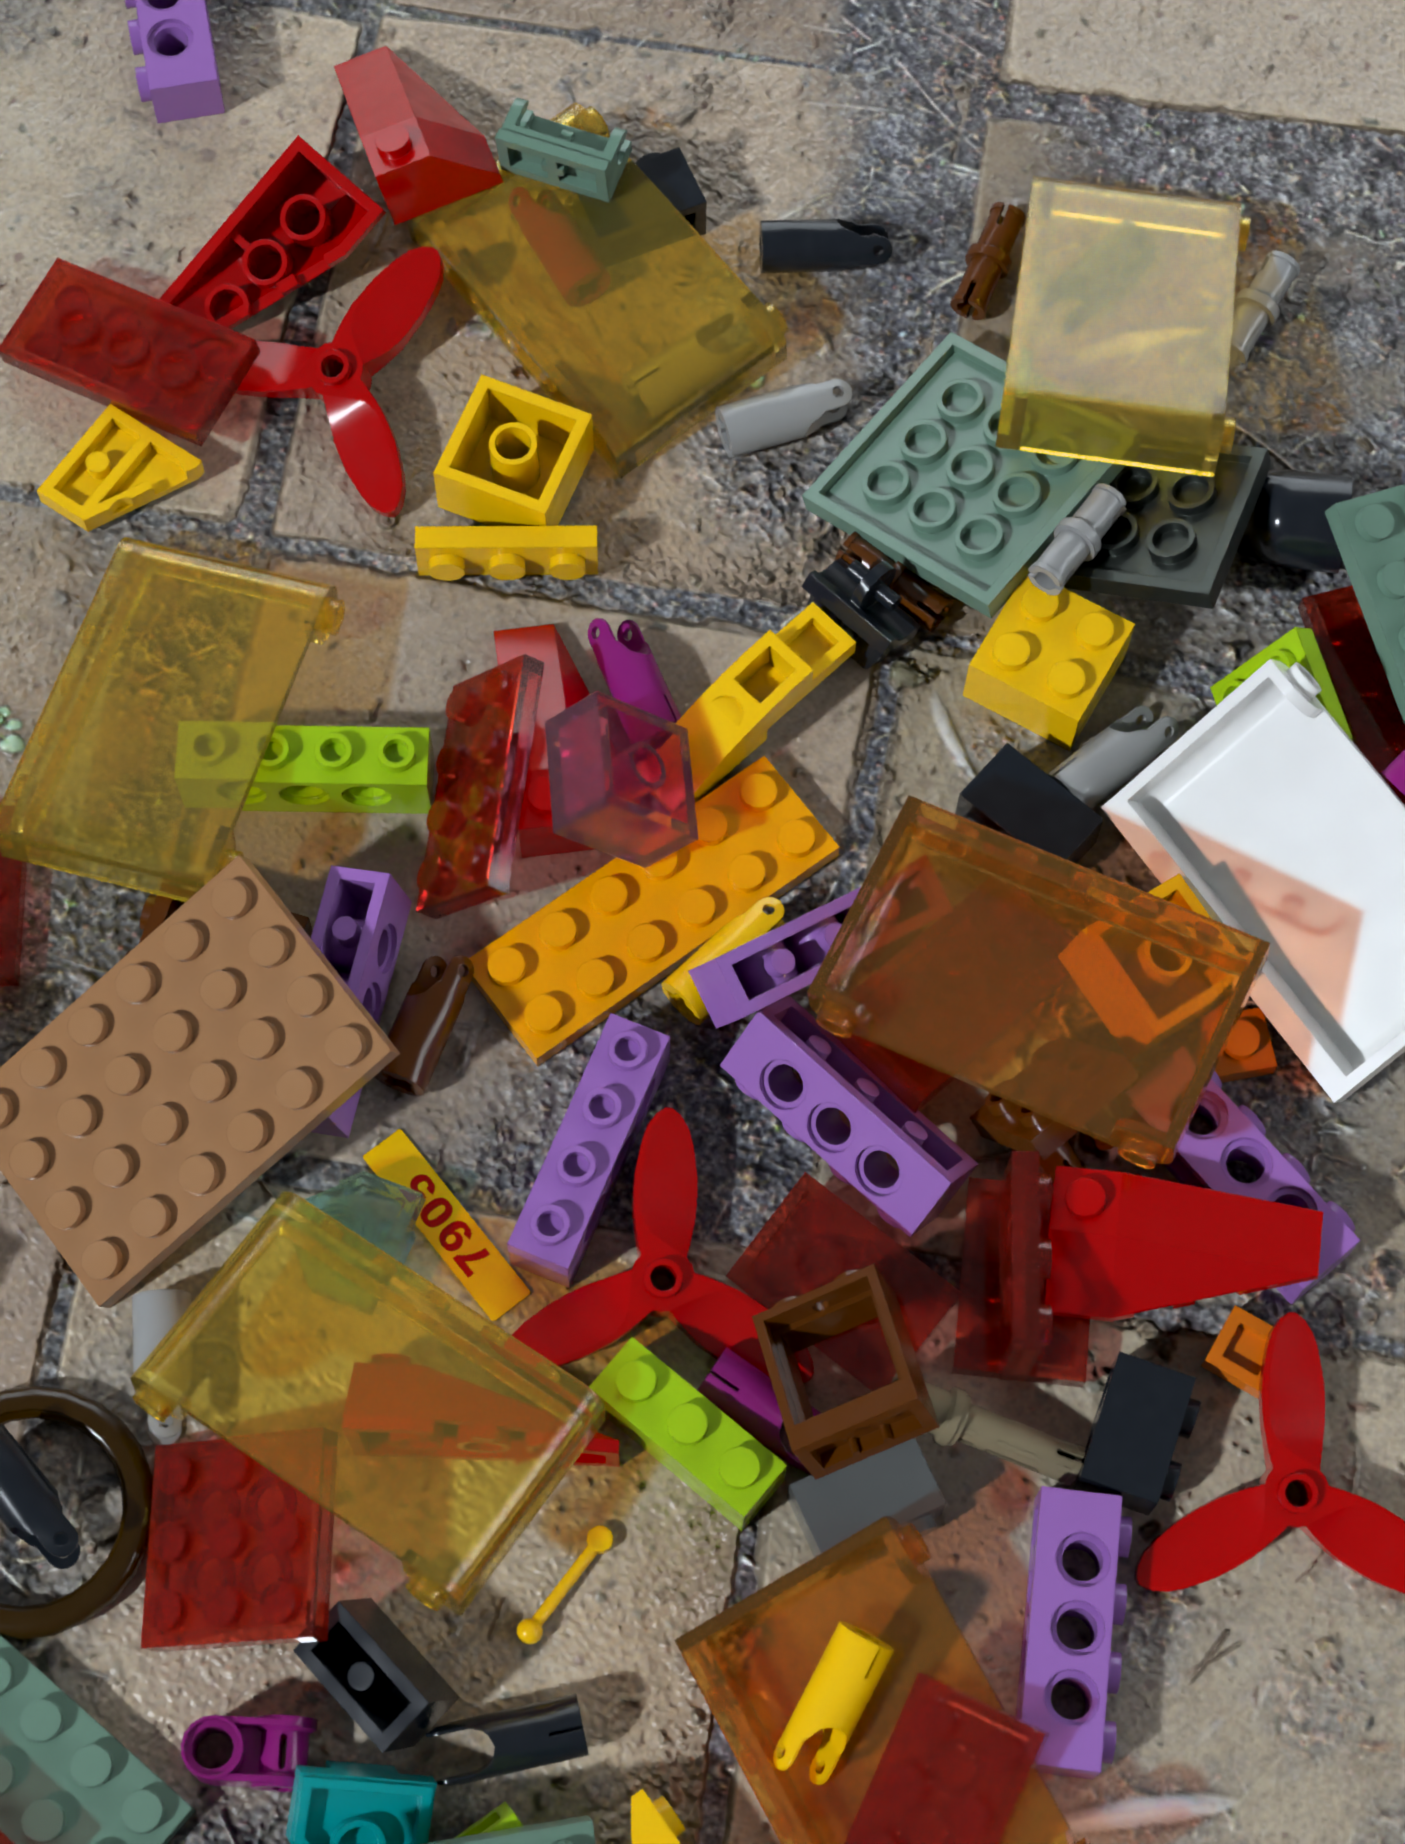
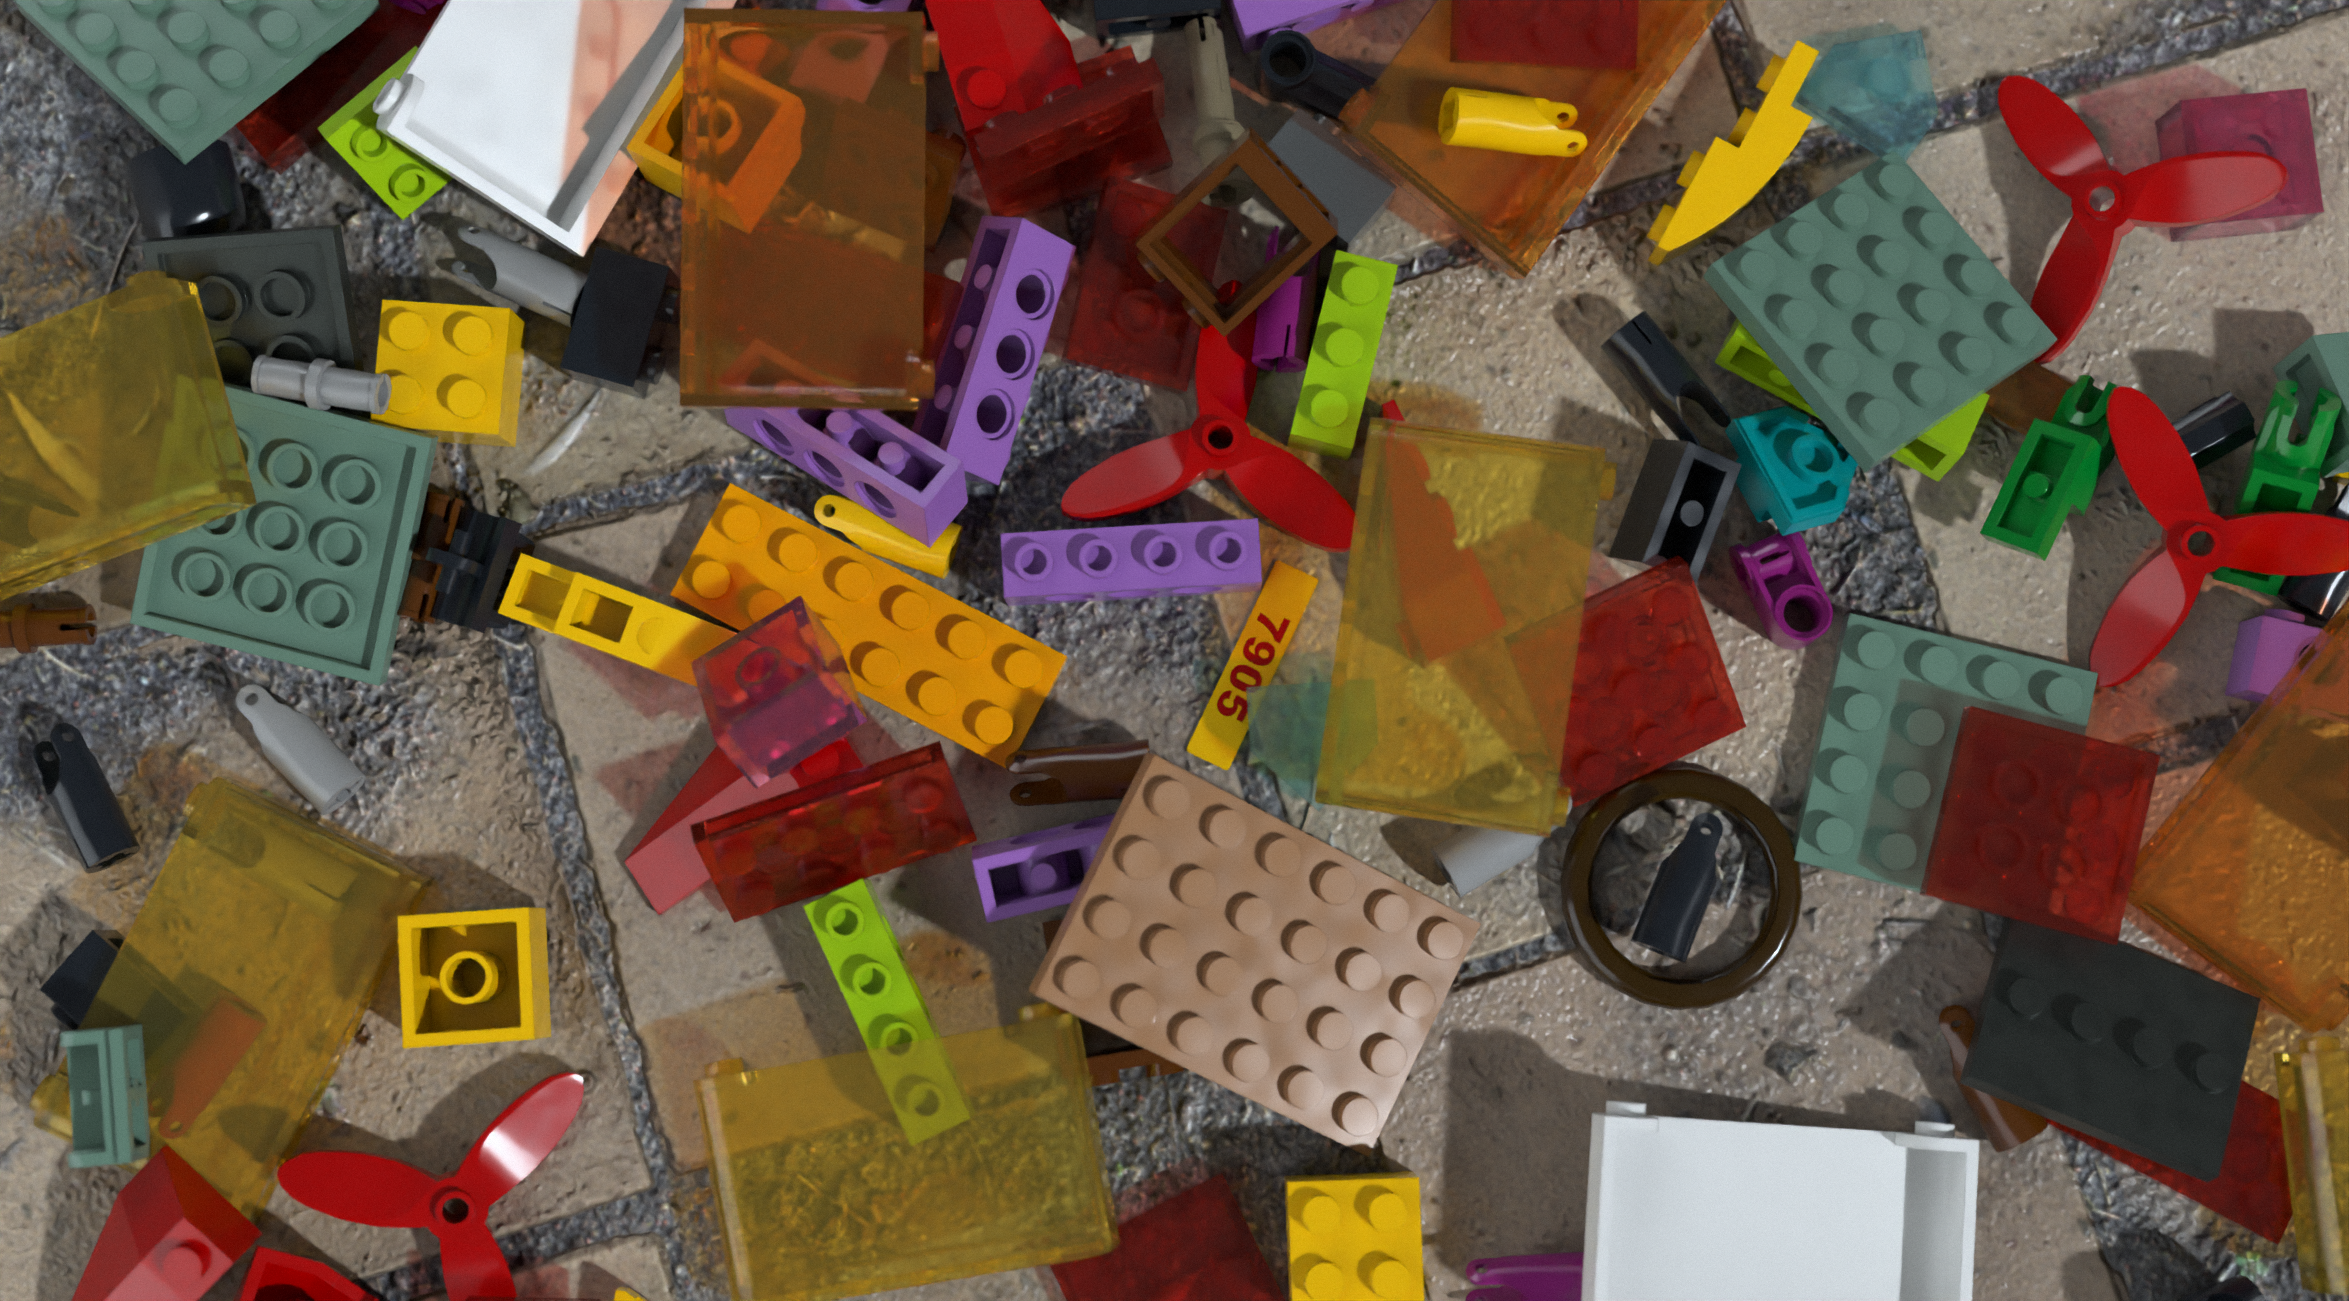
camera: 115 degrees left, 15 degrees up
(506, 551) = (573, 938): yellow plate -> none
(598, 1542) = (1462, 394): yellow hinge -> none
(631, 669) = (650, 751): magenta piece -> none
(965, 1549) = (1323, 81): none -> black piece

